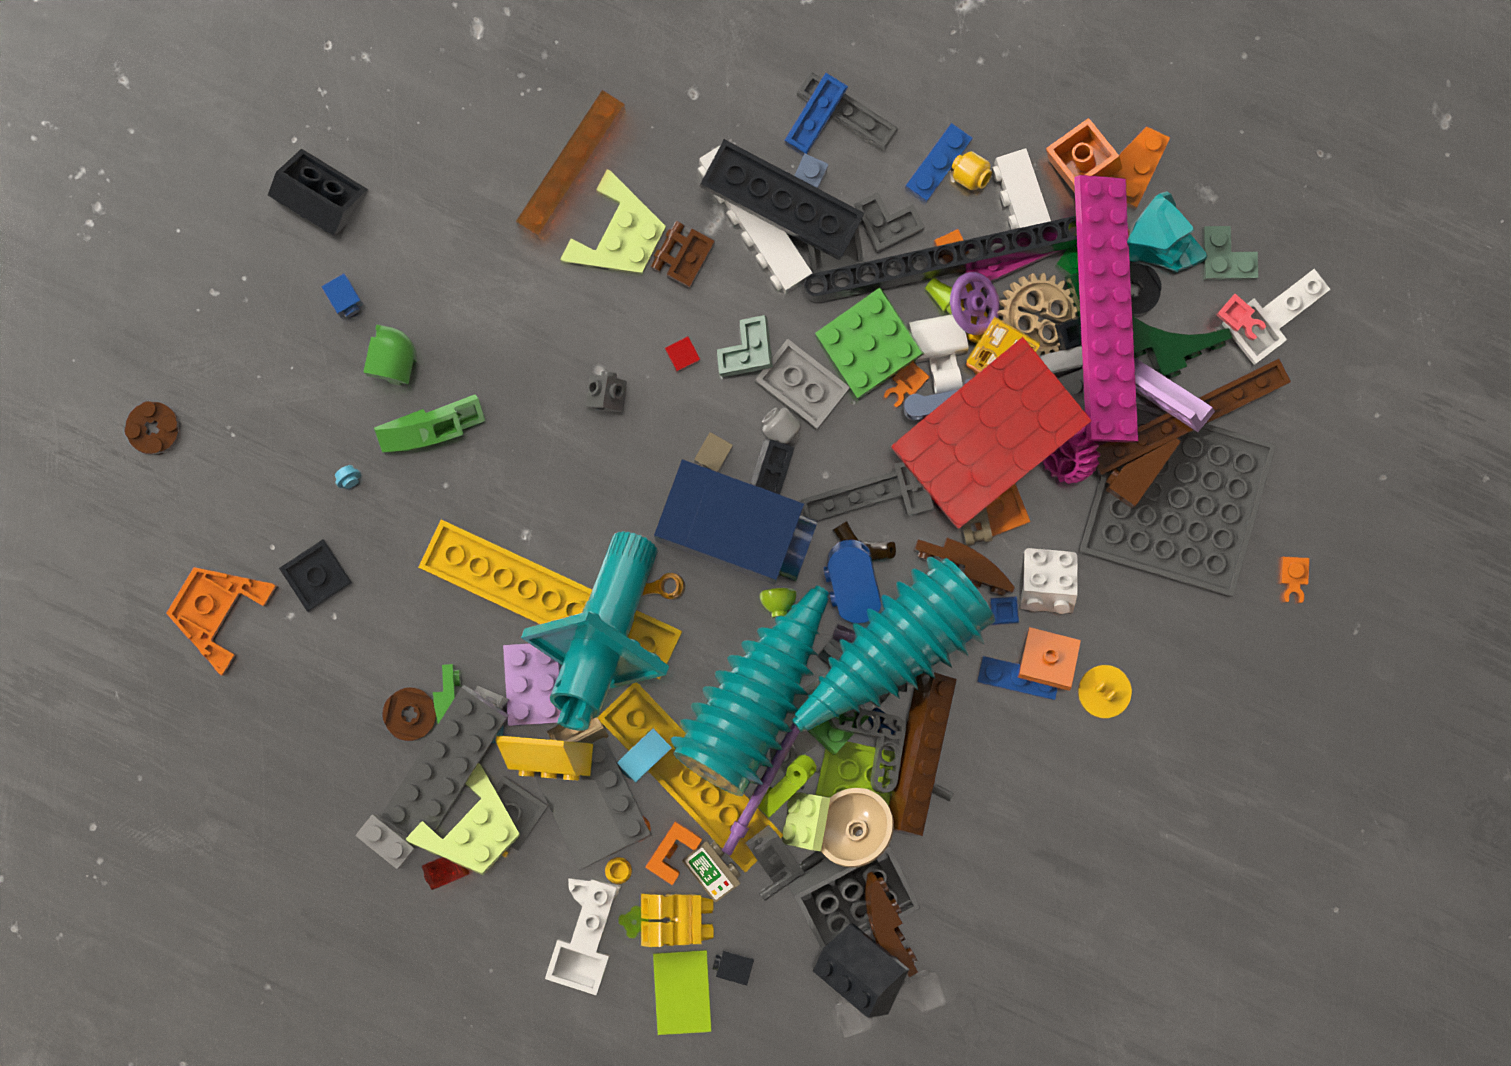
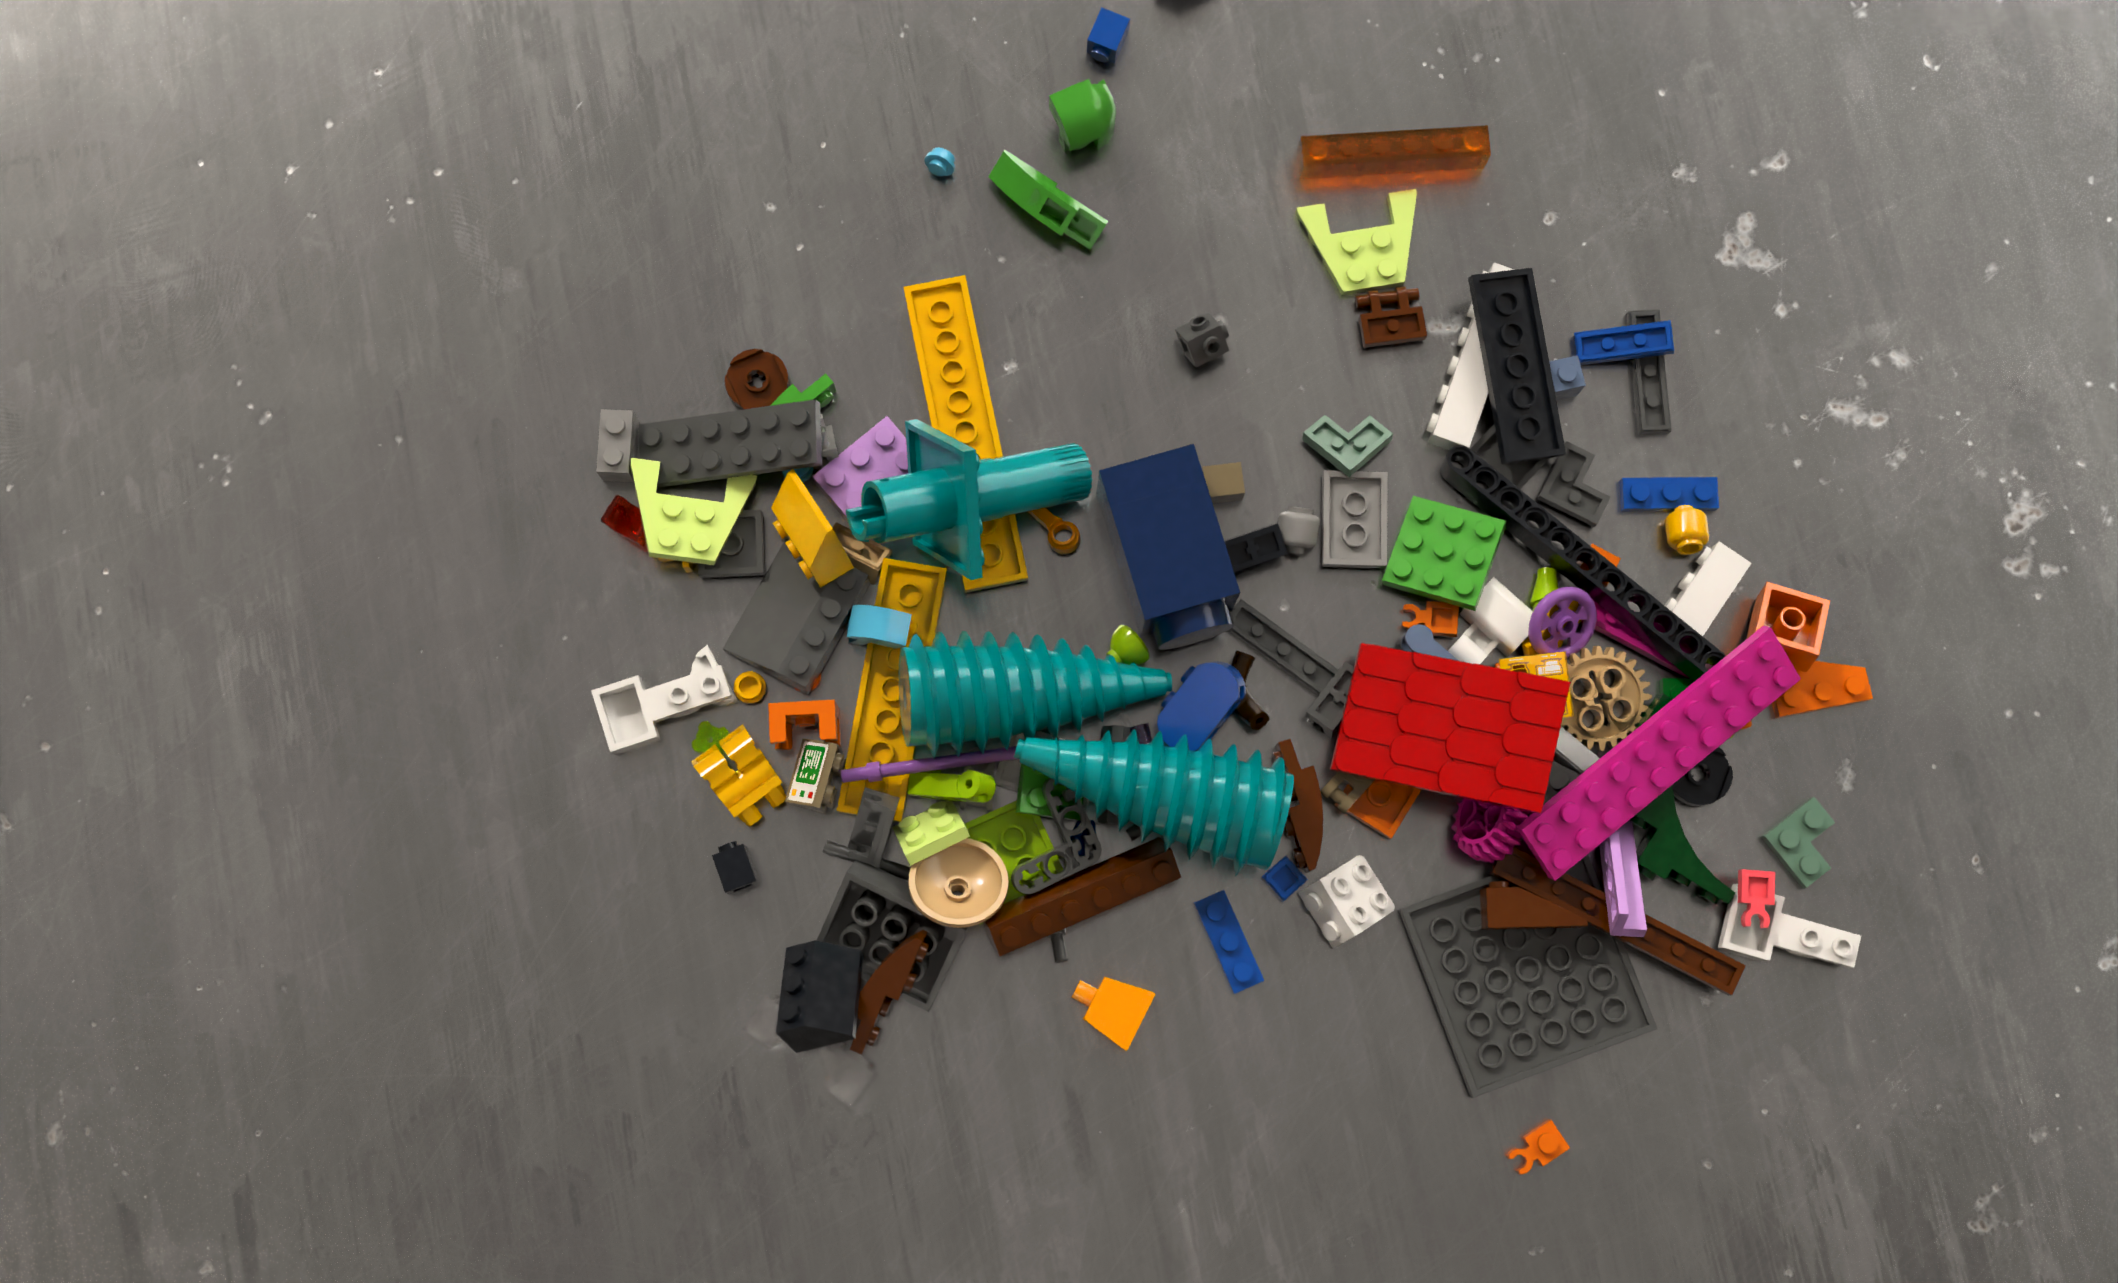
camera: 55 degrees right, 5 degrees down
(204, 606) = (720, 121): orange wing -> none
(316, 575) = (825, 202): black tile -> none
(682, 354) = (1295, 386): red tile -> none
(682, 992) = (674, 836): lime tile -> none
(1008, 785) = (1114, 1008): none -> light orange torso
(1049, 658) = (1270, 957): orange plate -> none
(1069, 333) = (1604, 738): black tile -> none
(1104, 691) = (1280, 1039): yellow piece -> none
(1164, 237) = (1770, 759): teal piece -> none

